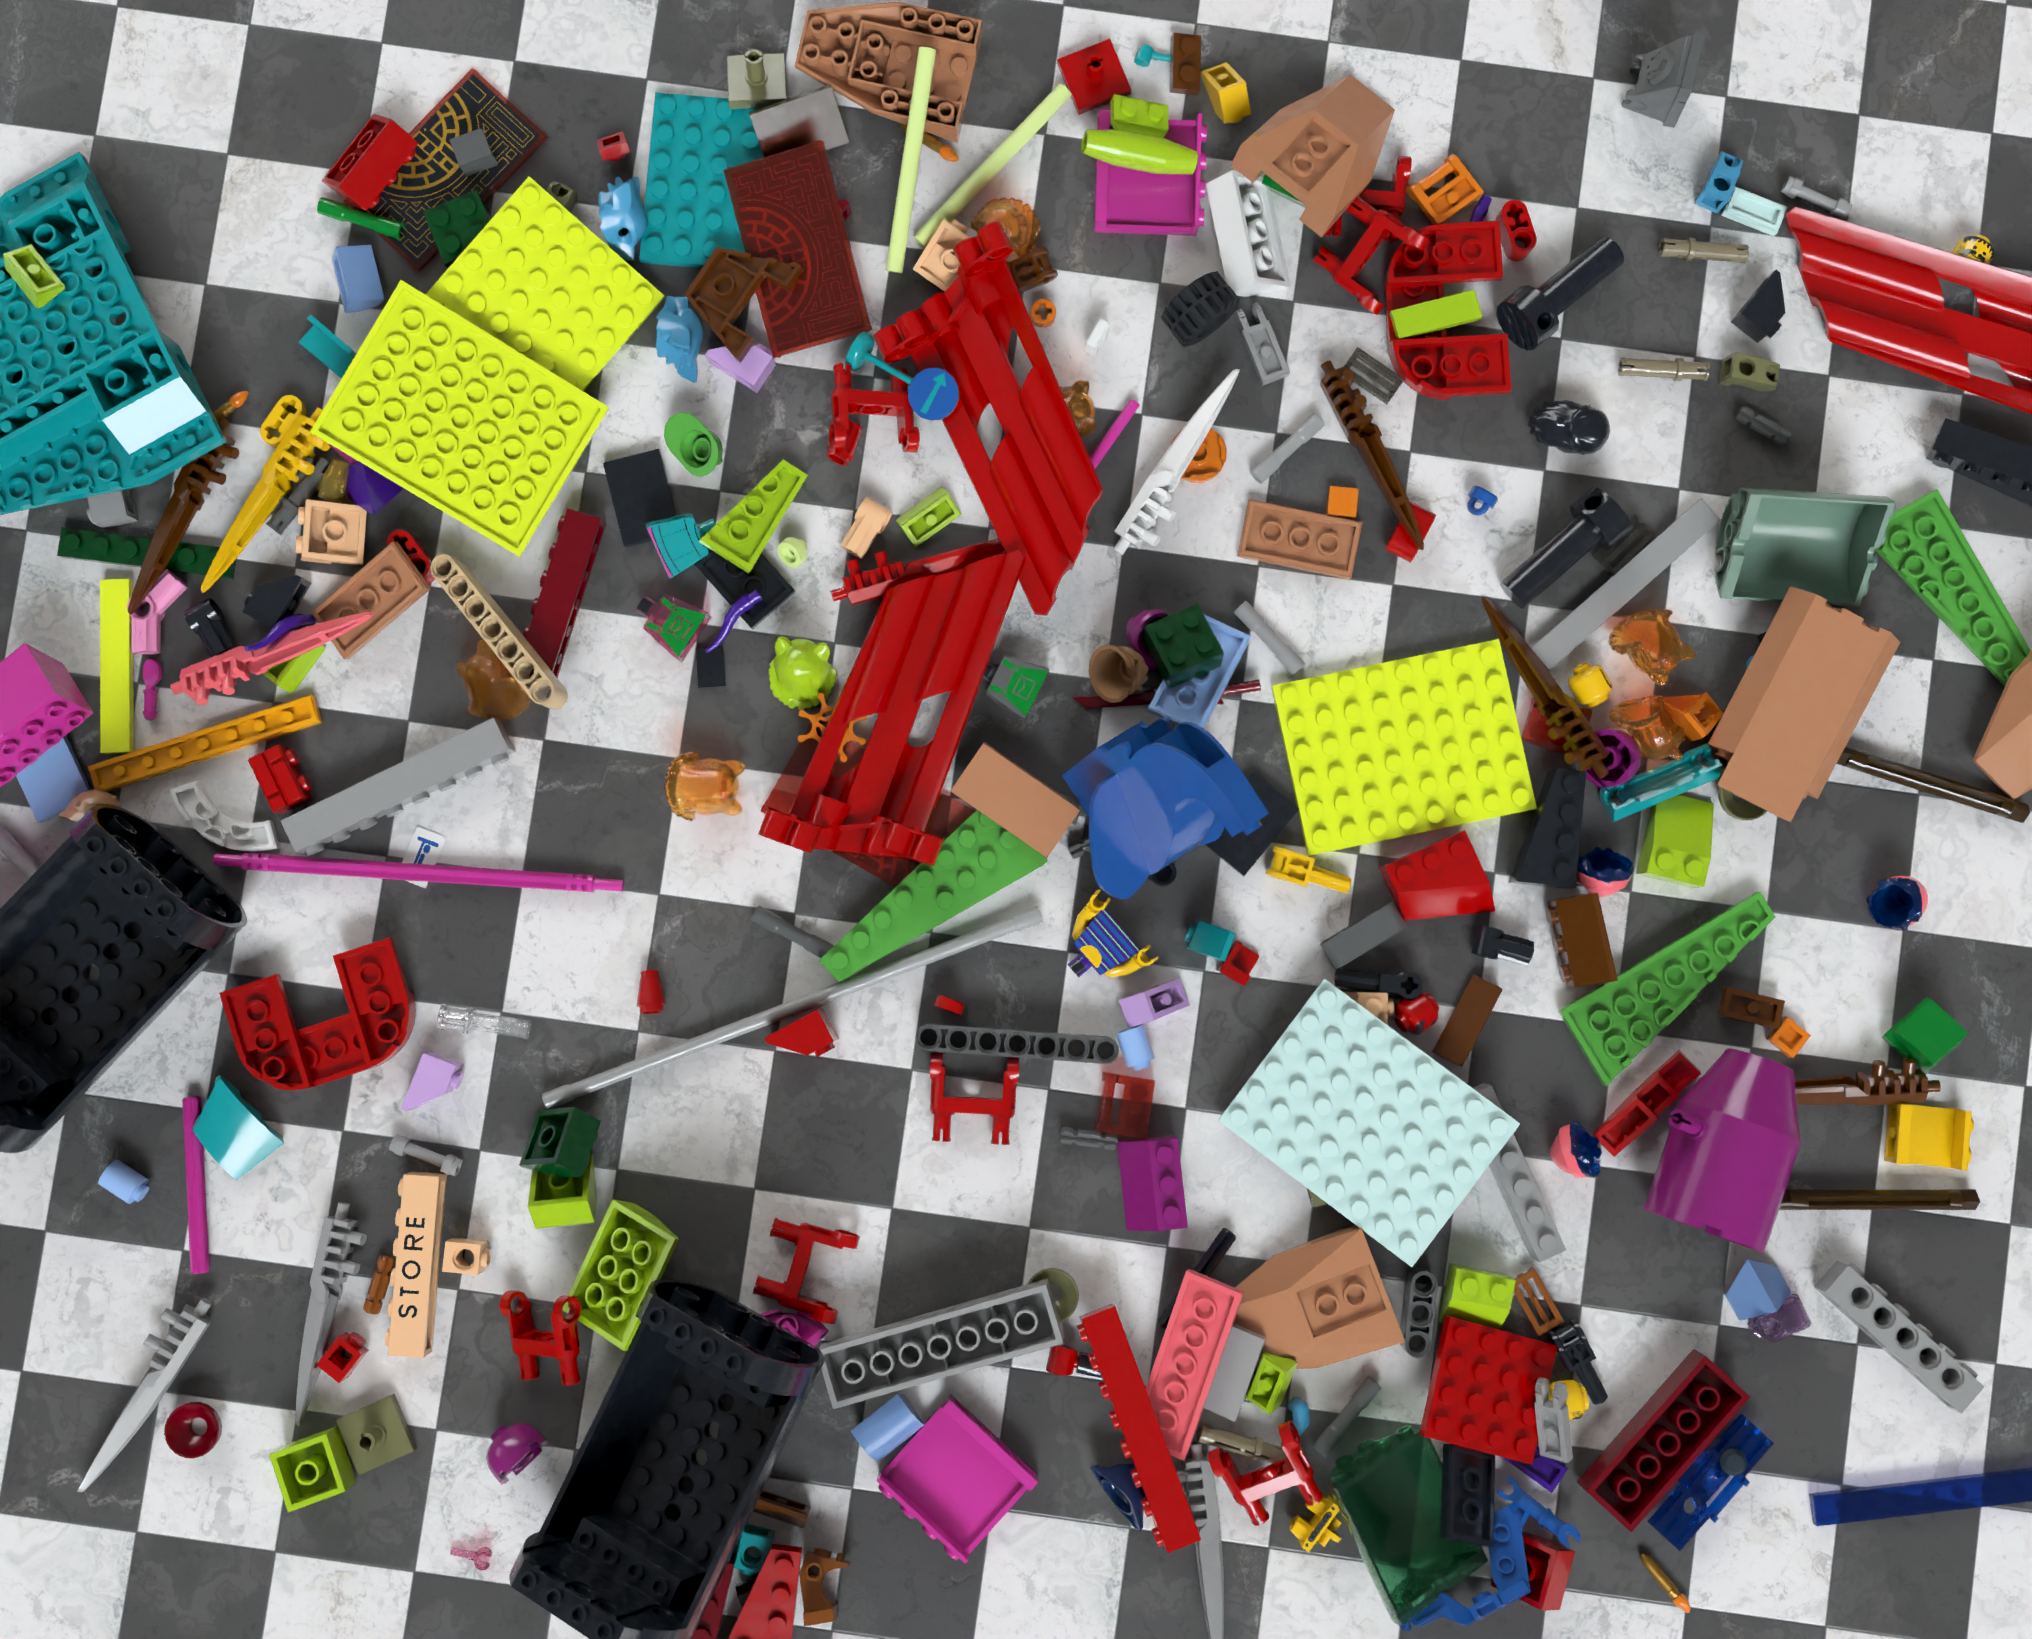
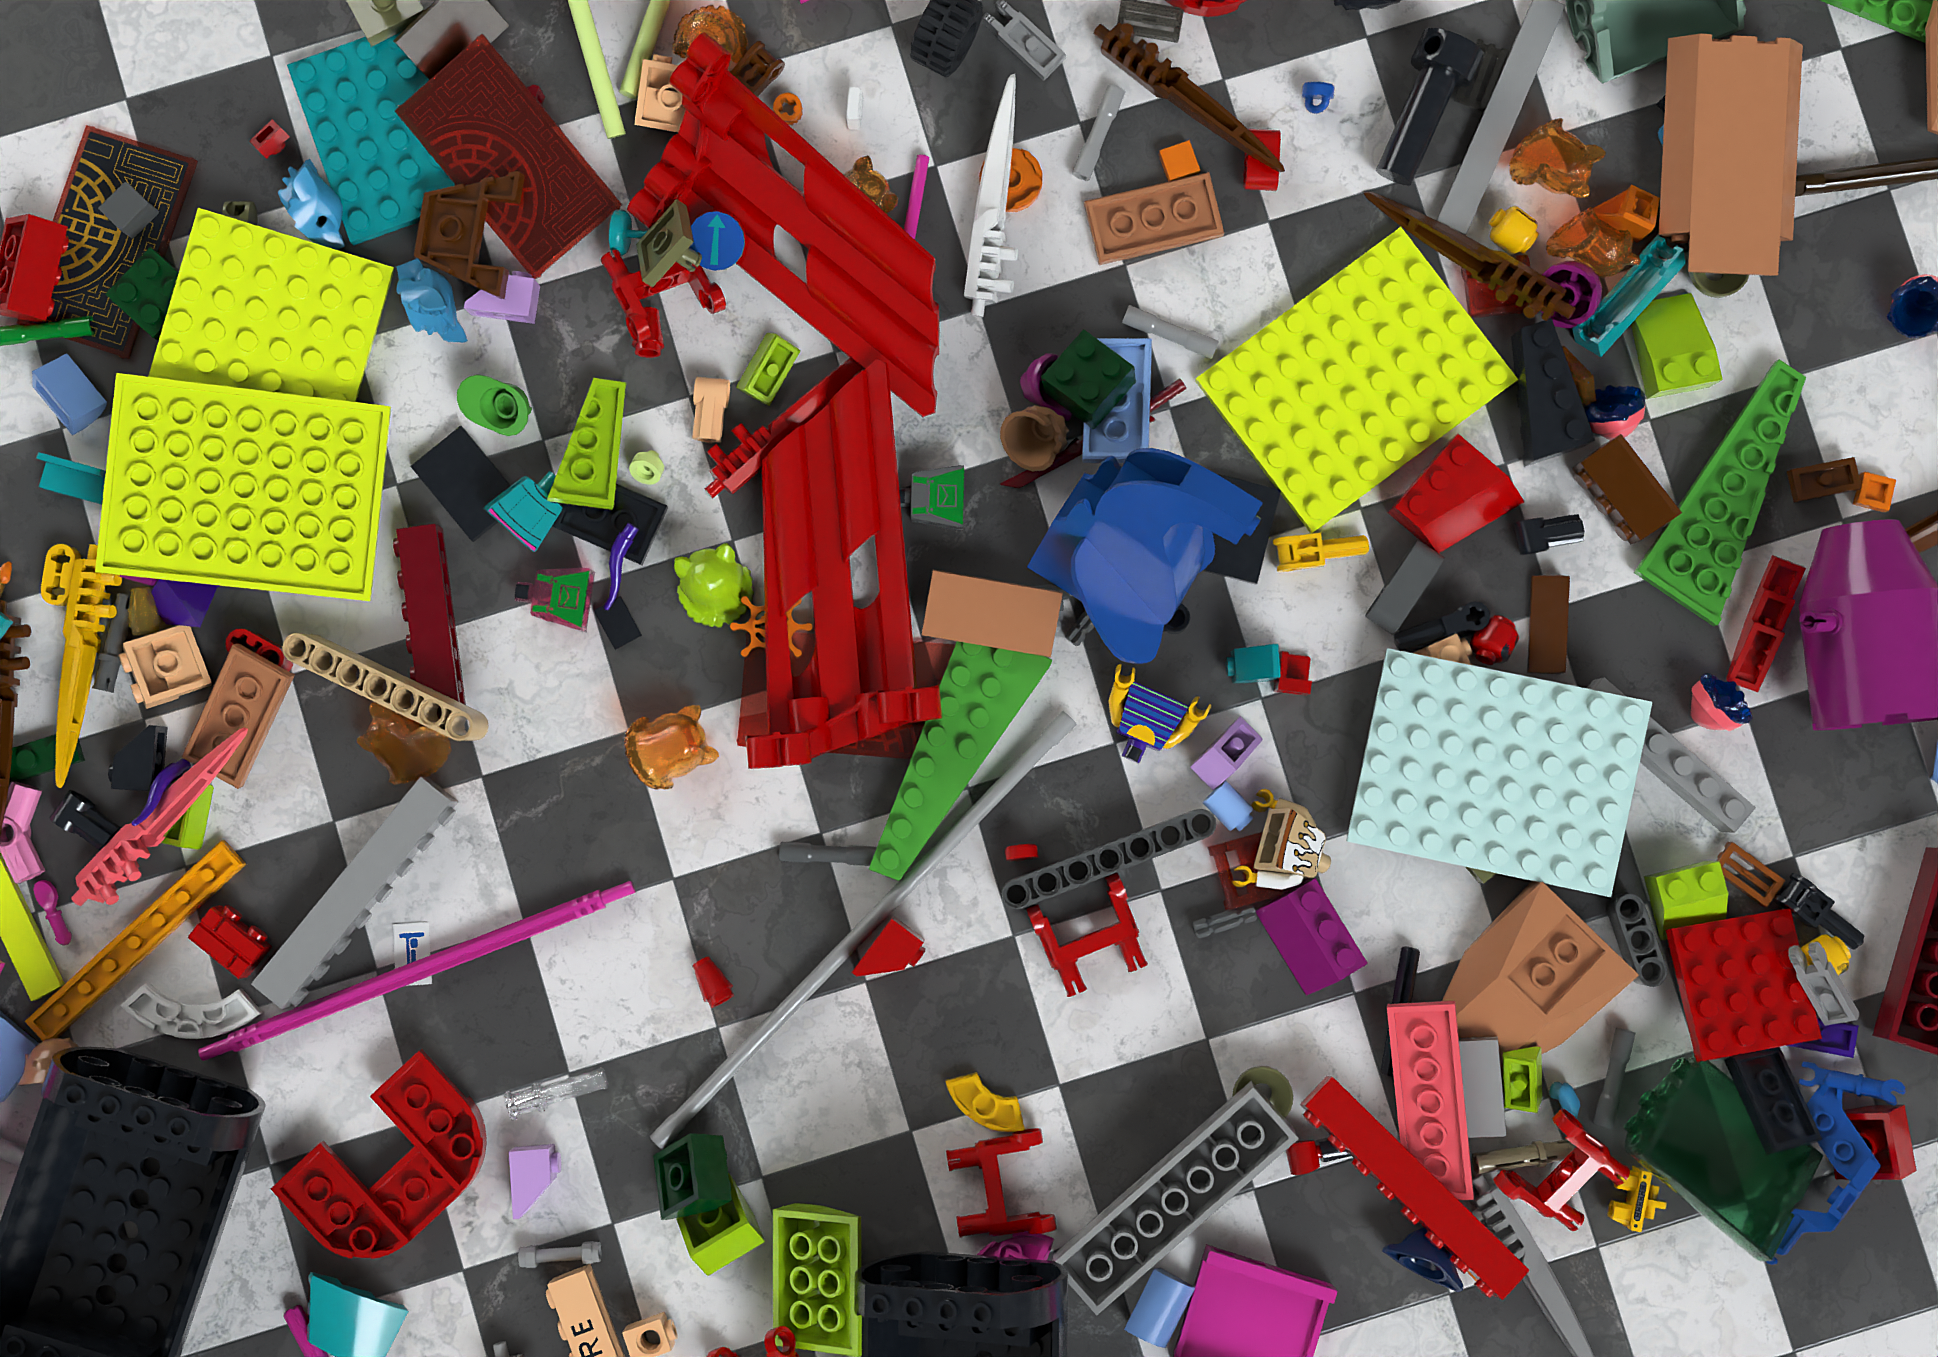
camera: 25 degrees left, 0 degrees up
(823, 1197) = (984, 1106): none -> yellow tile
(891, 378) = (667, 243): none -> olive tile
(1168, 1102) = (1288, 847): none -> torso
(1588, 830) = (1582, 377): none -> clear orange tile

